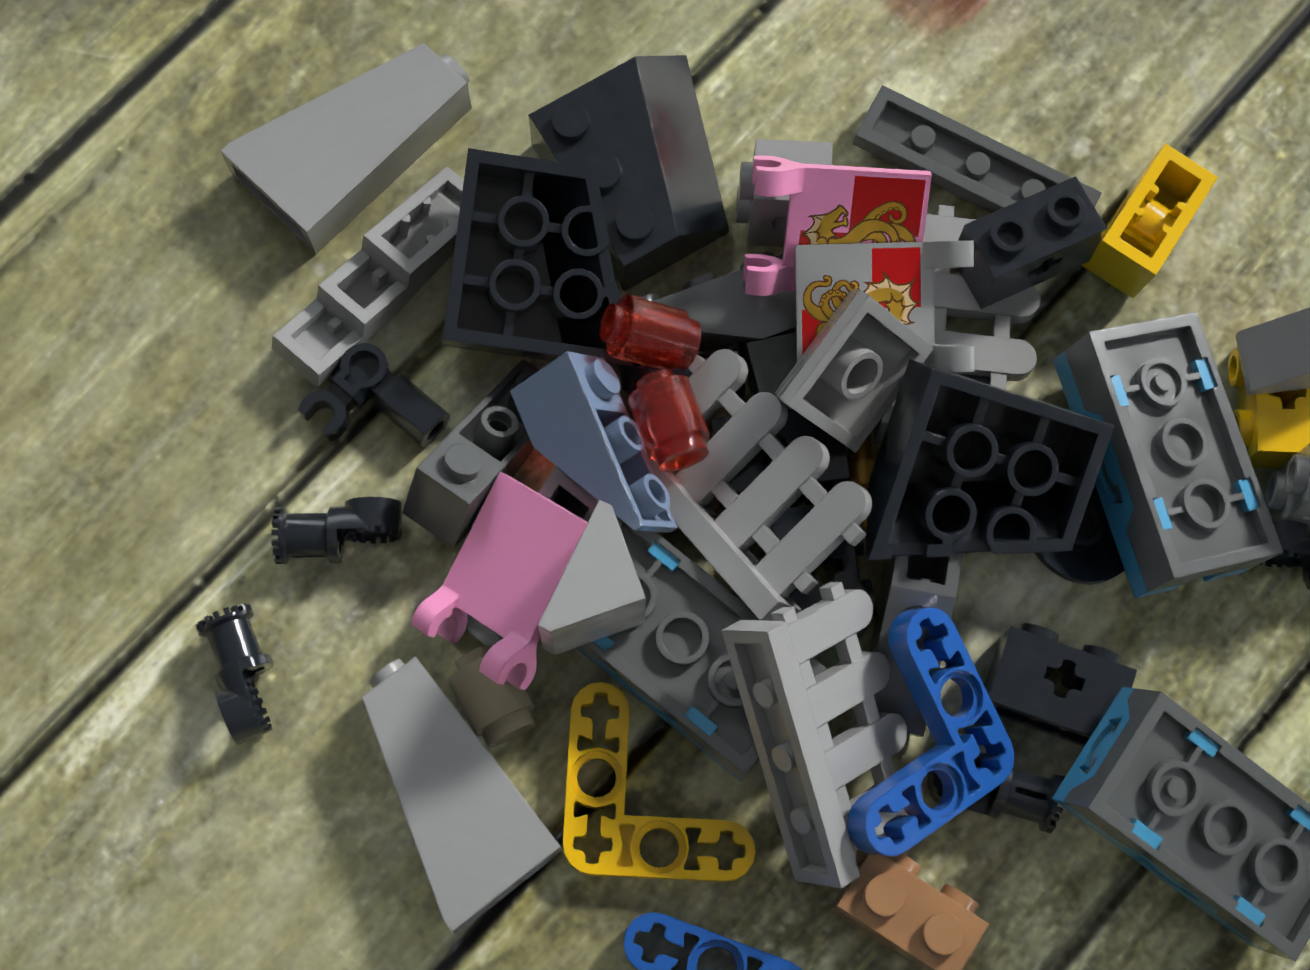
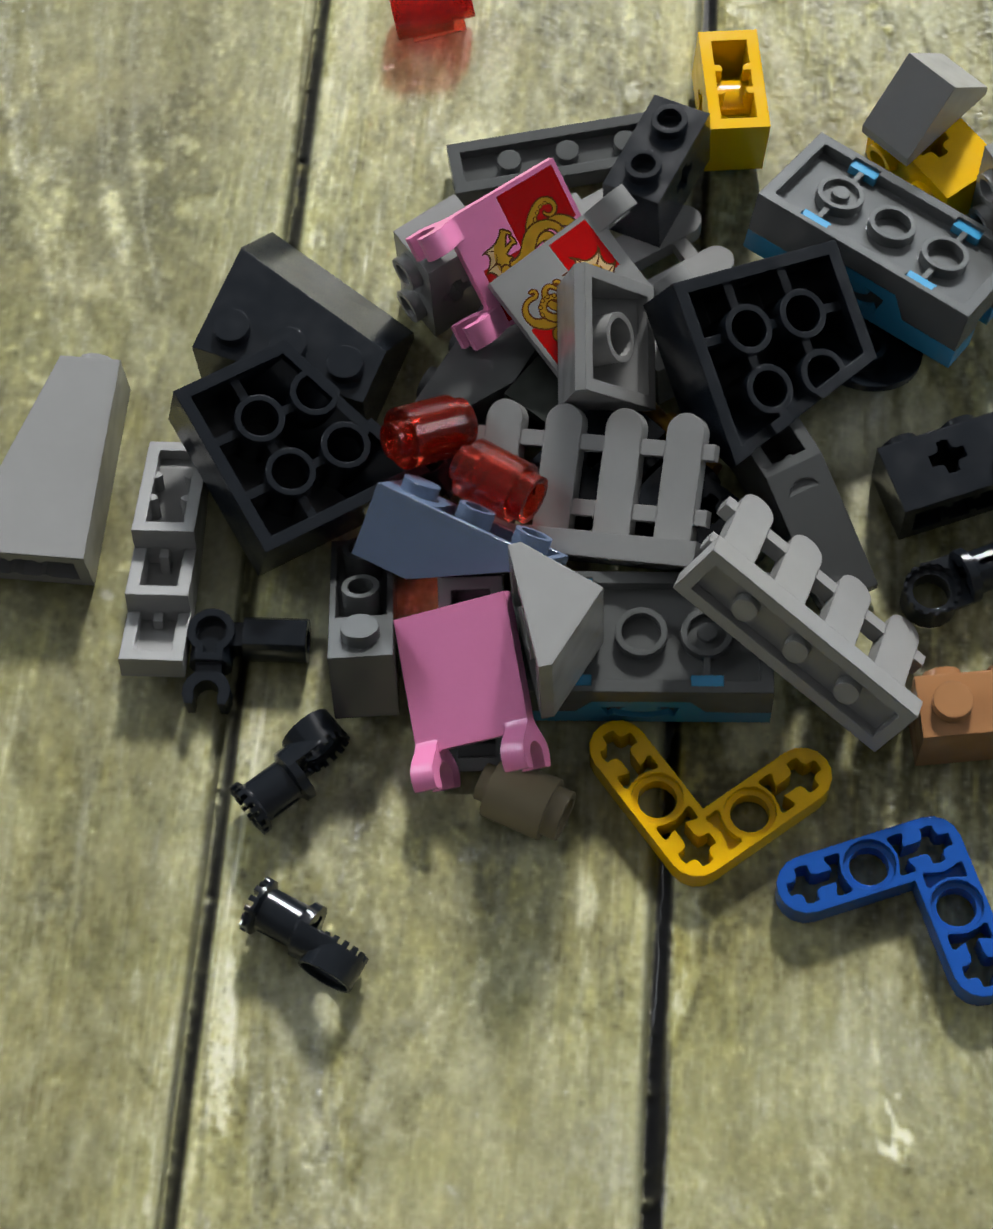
camera: 30 degrees left, 10 degrees down
(459, 804) = (557, 892): light grey slope -> none
(951, 756) = (914, 563): blue beam -> none

